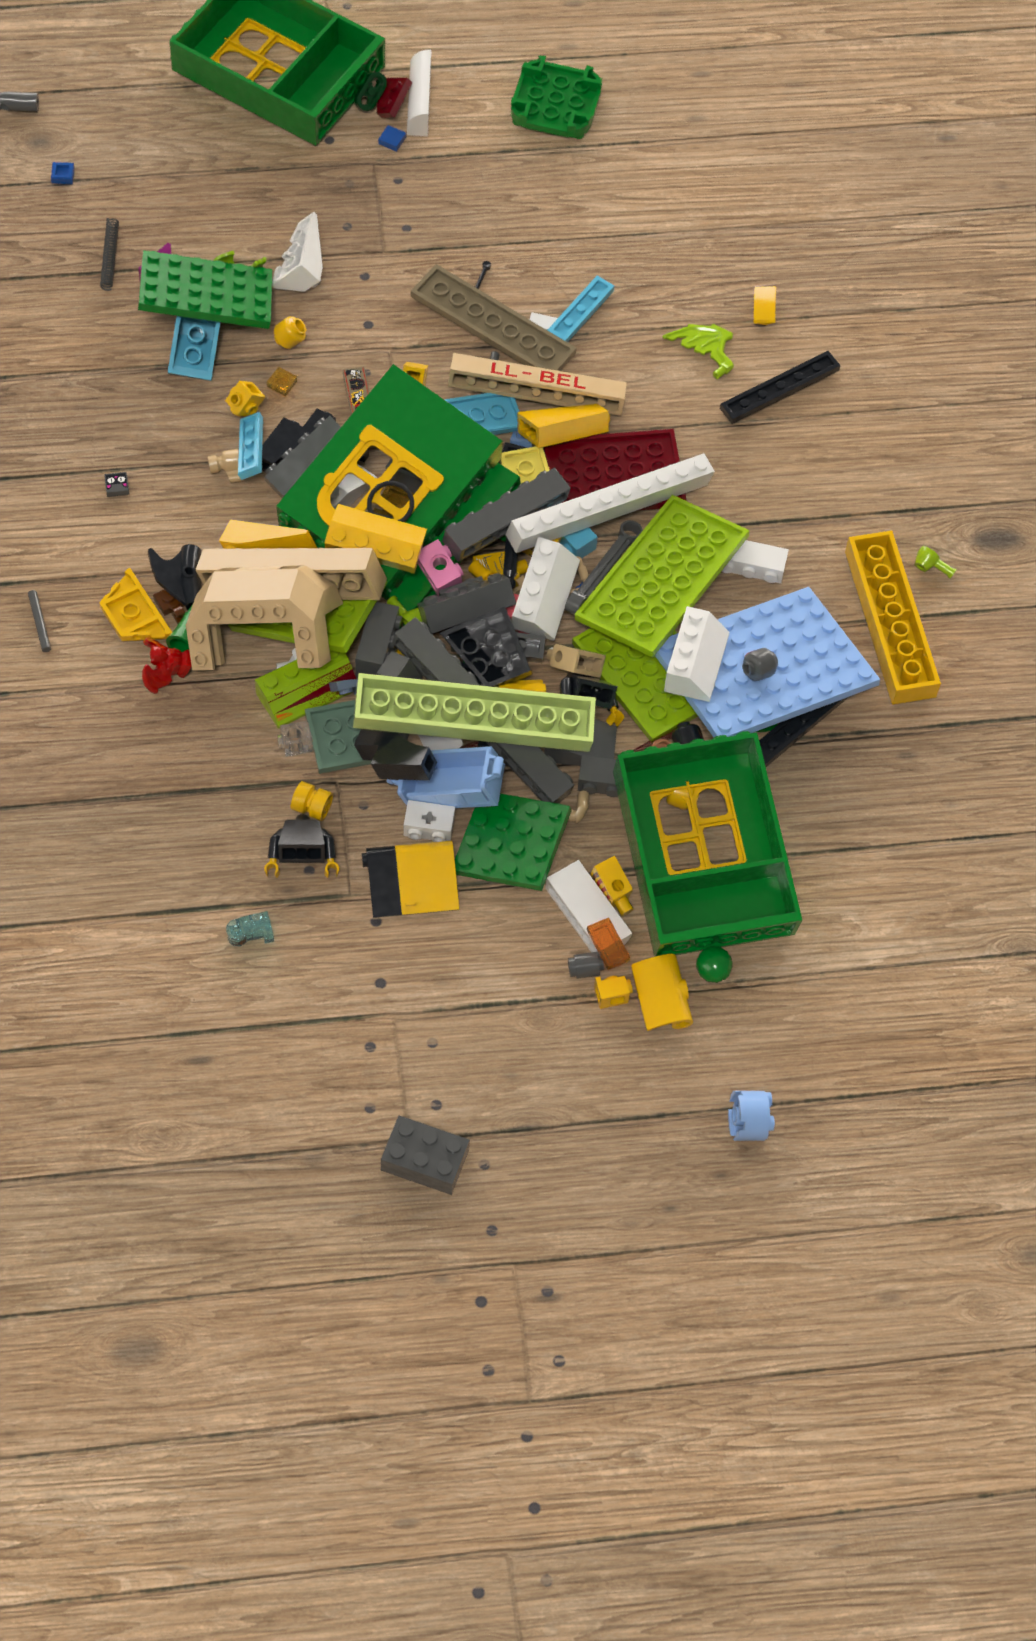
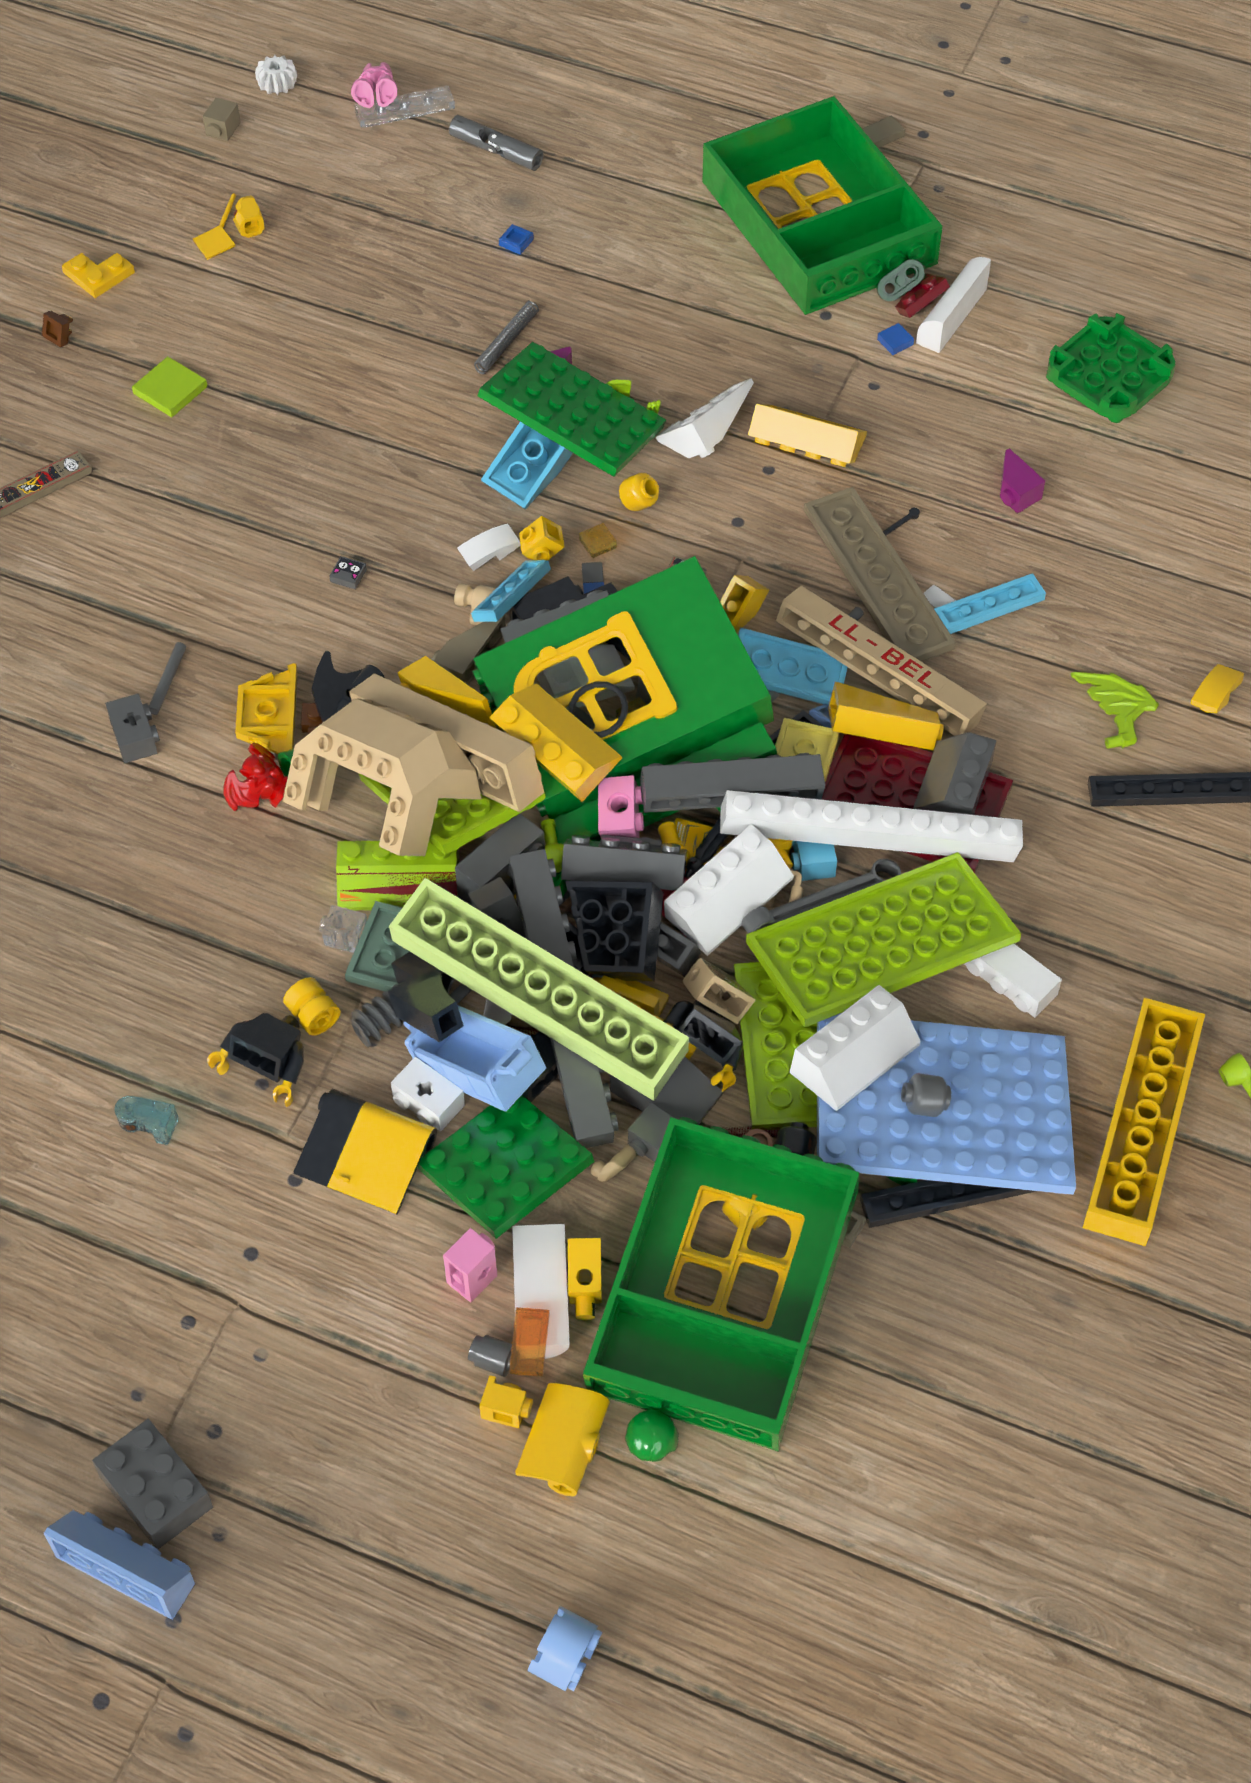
camera: 35 degrees right, 5 degrees down
(43, 668) = (131, 728): none -> dark grey brick
(206, 419) = (493, 542): none -> white slope
(246, 502) = (459, 651): none -> dark tan slope
(294, 410) = (592, 576): none -> dark grey sticker
(362, 785) = (374, 1018): none -> dark grey piece
(378, 237) = (806, 433): none -> yellow slope
(440, 1212) = (121, 1562): none -> light blue slope
(536, 915) = (470, 1264): none -> bright pink brick
(545, 211) = (1019, 483): none -> magenta slope
(638, 442) = (956, 774): none -> dark grey slope

